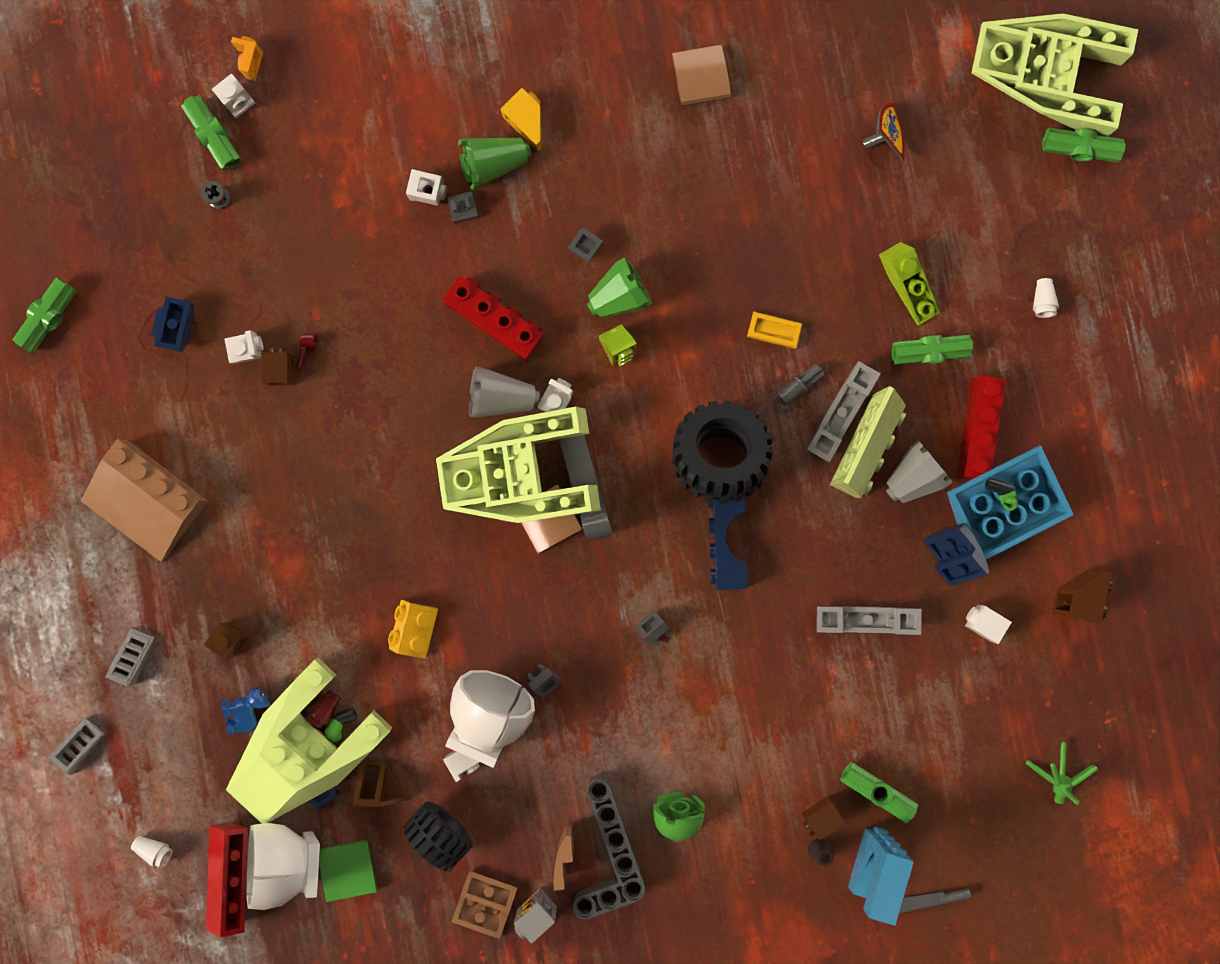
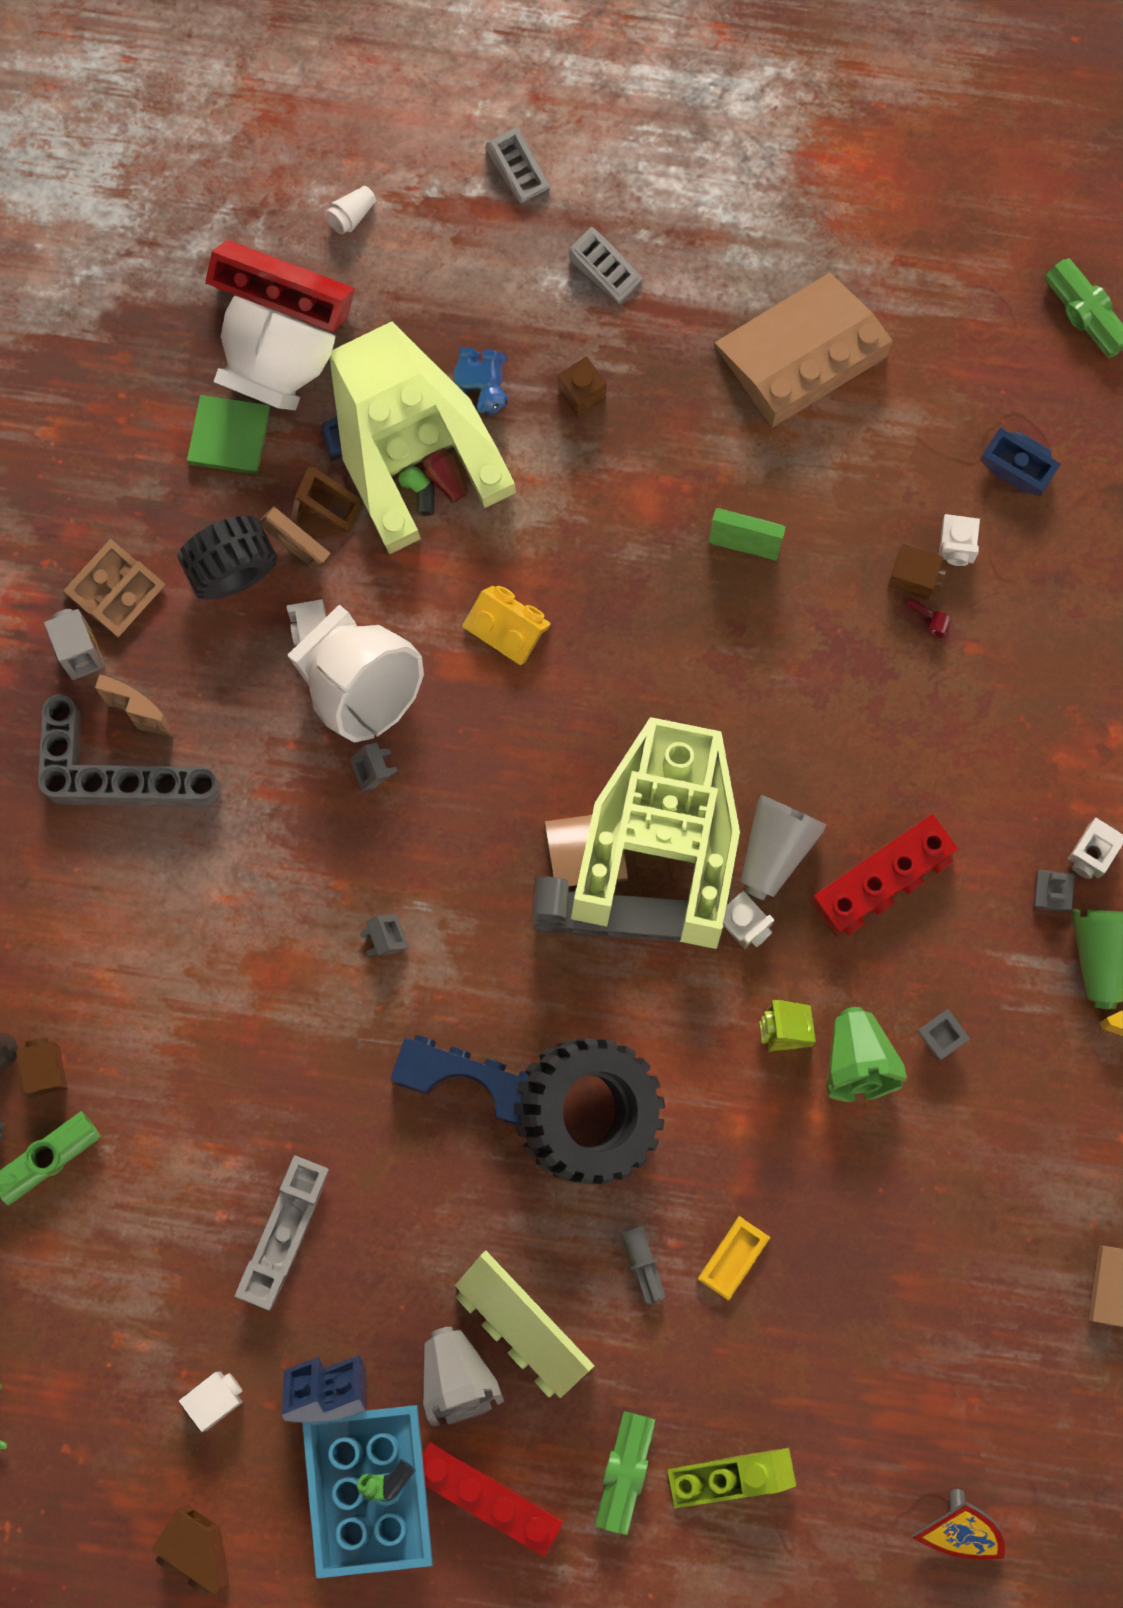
camera: 110 degrees right, 10 degrees down
(292, 489) = (746, 534): none -> bright green tile
(407, 796) = (294, 538): none -> medium nougat tile
(678, 816) = (125, 875): bright green cylinder -> none
(842, 411) = (583, 1308): light grey slope -> none

